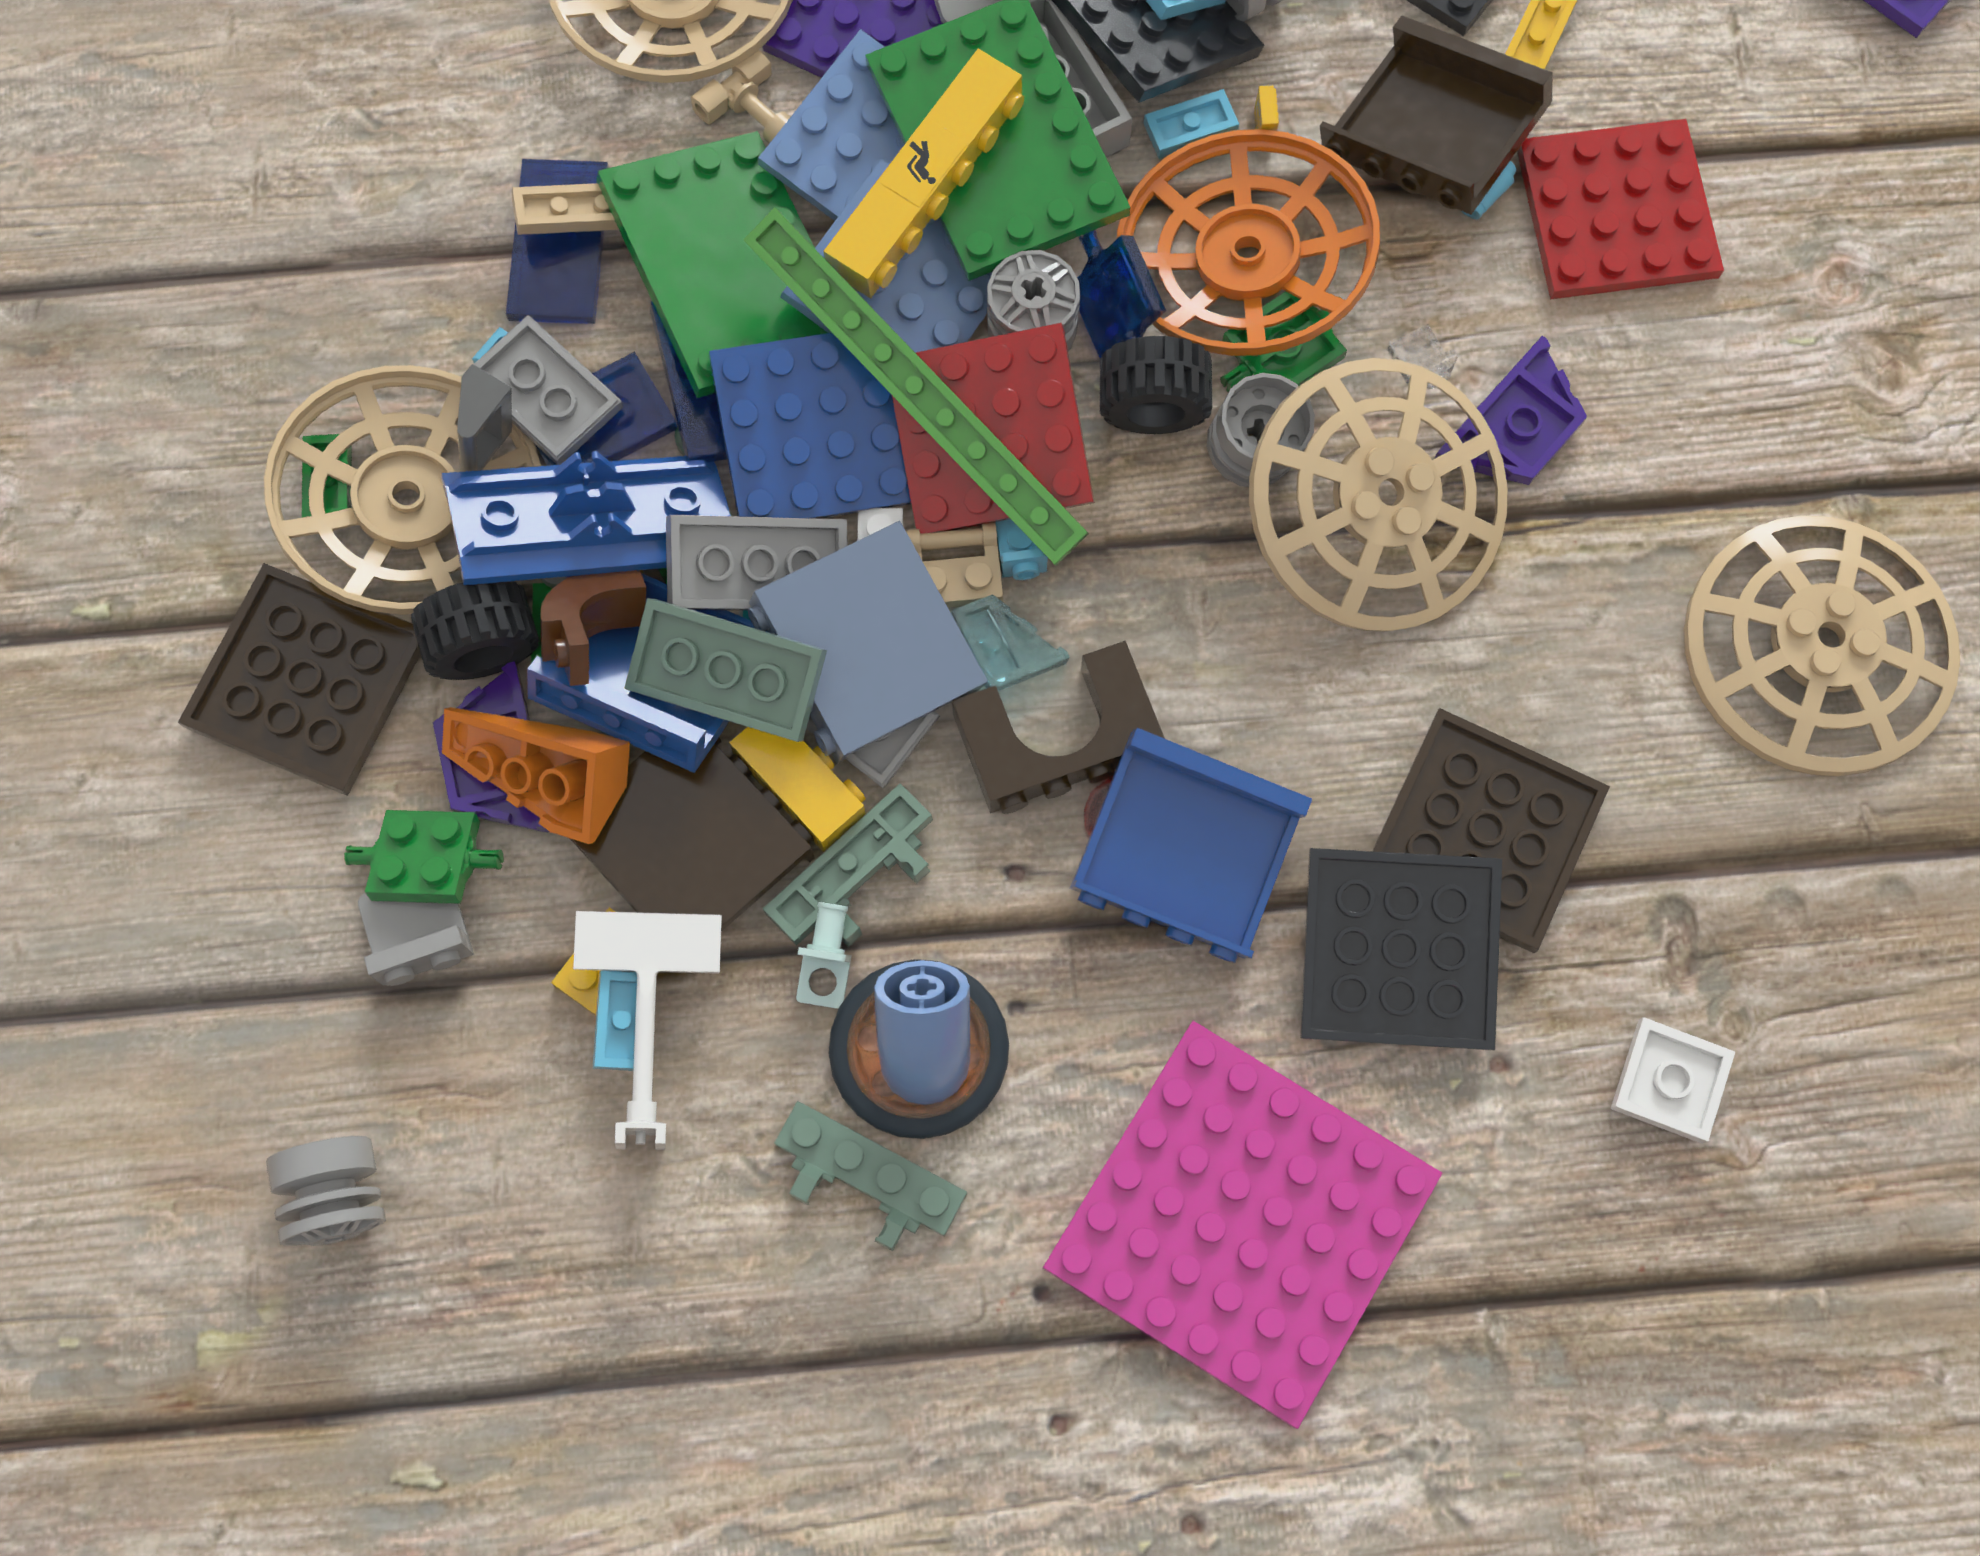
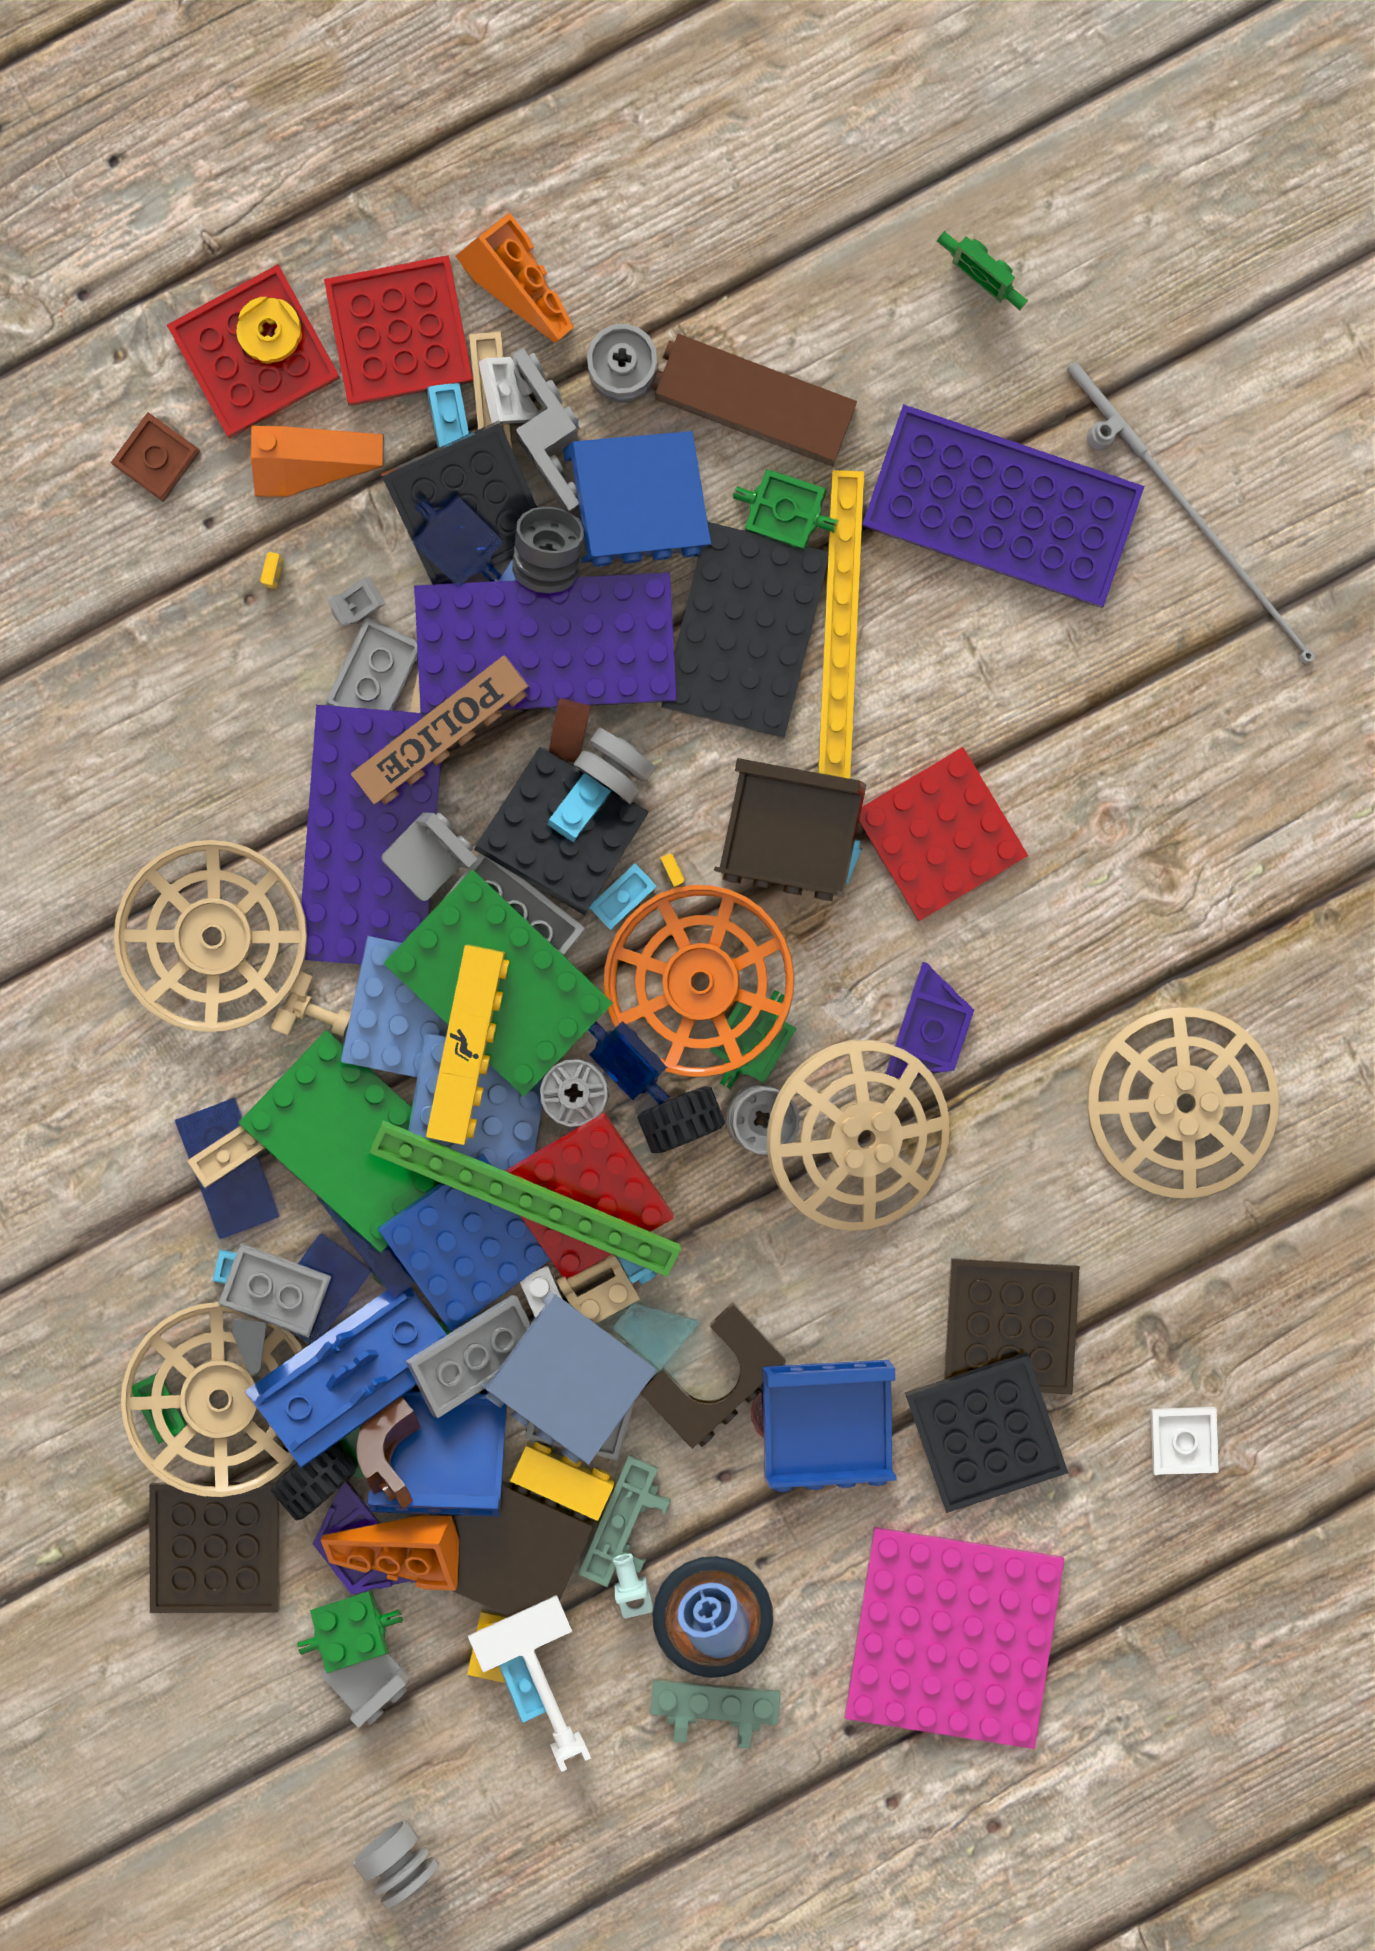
camera: 20 degrees left, 15 degrees up
(725, 669) = (490, 1446): sand green plate -> none

